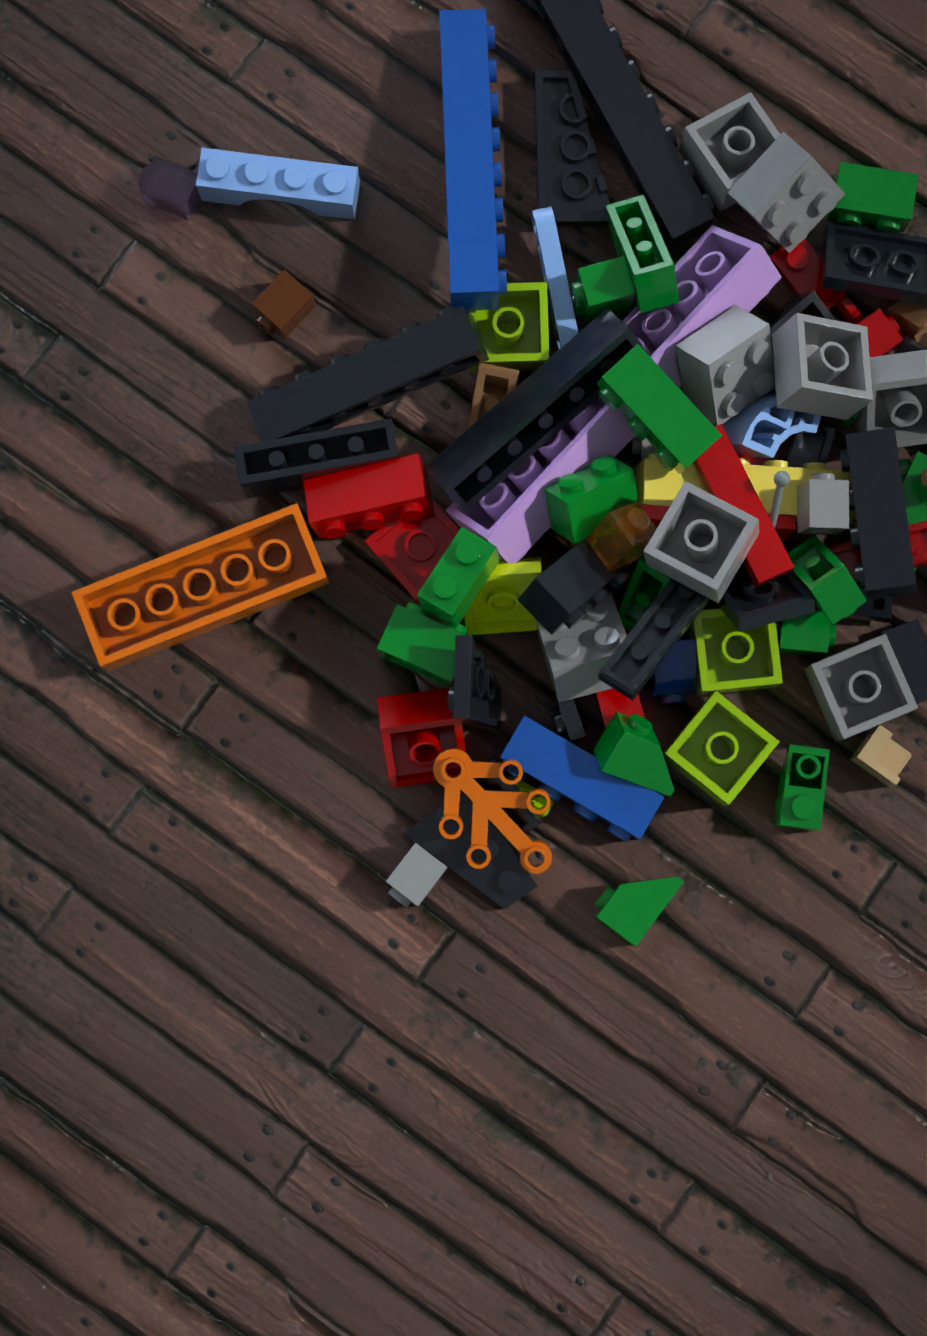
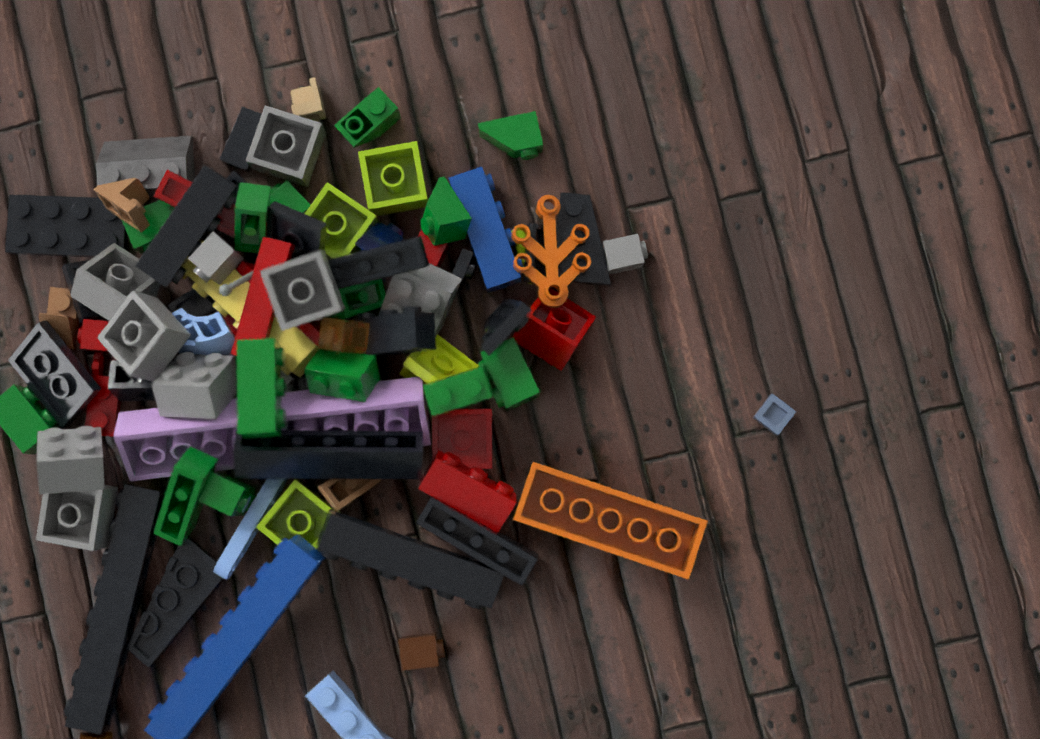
camera: 140 degrees left, 0 degrees up
(122, 840) = (774, 414): none -> sand blue plate

